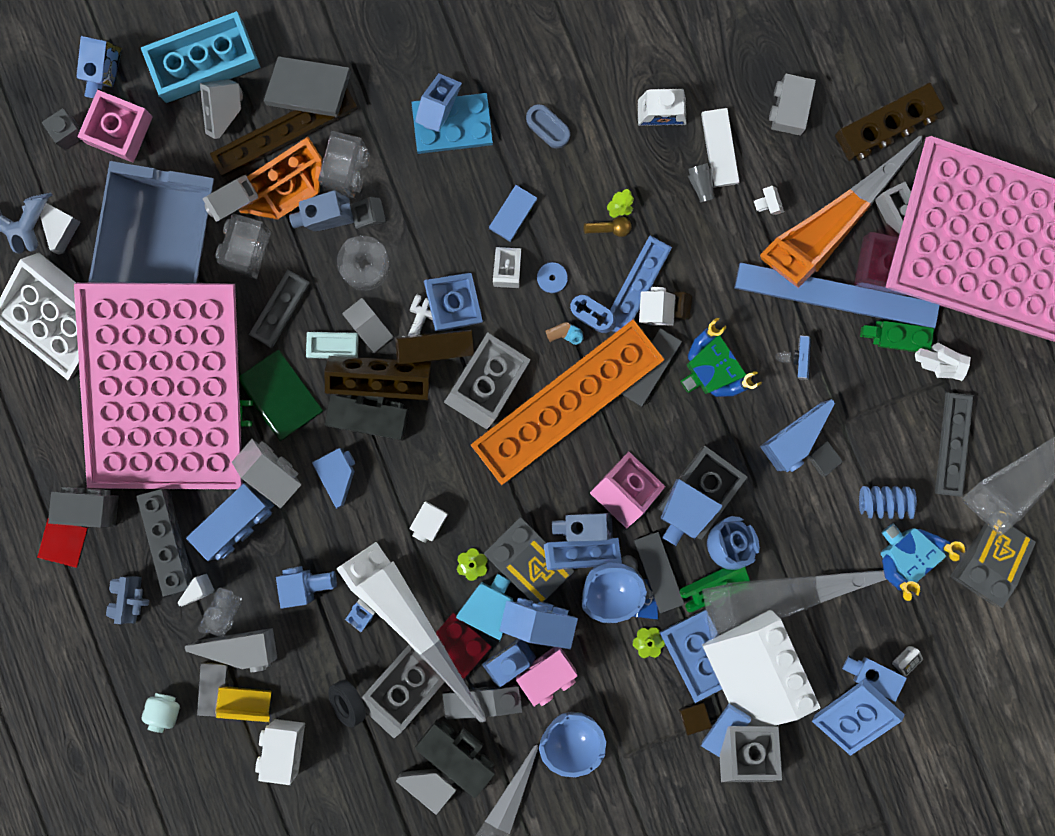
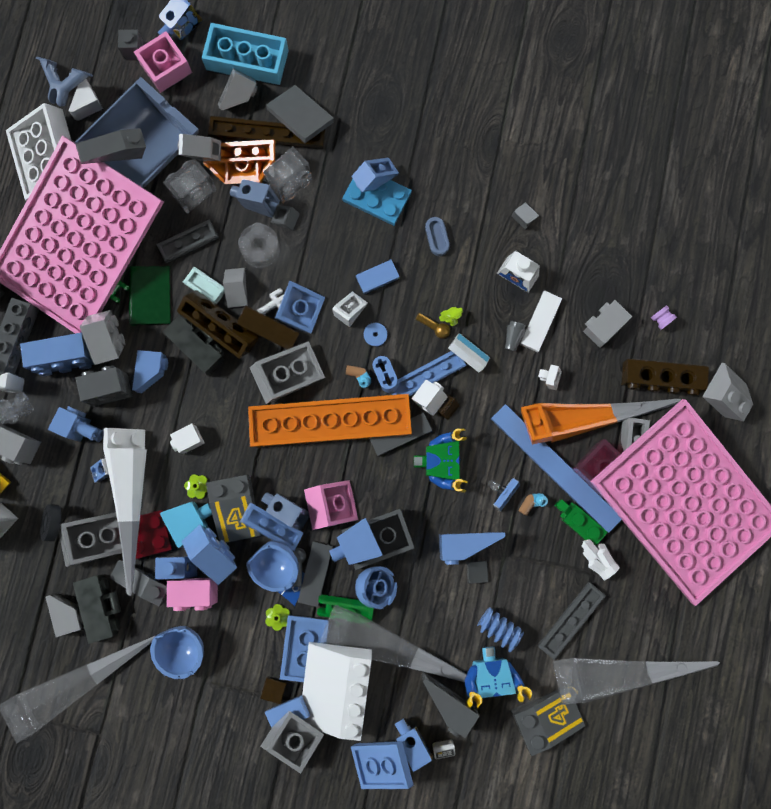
camera: 35 degrees right, 5 degrees down
(139, 260) = (114, 146): none -> dark grey slope
(303, 524) = (103, 386): none -> dark grey brick
(627, 41) = (525, 215): none -> slope
(667, 232) = (469, 353): none -> white slope
(835, 346) = (533, 500): none -> arm
(848, 58) = (663, 317): none -> lavender wheel
(896, 614) = (452, 707): none -> dark grey slope
(969, 98) = (729, 394): none -> light grey slope

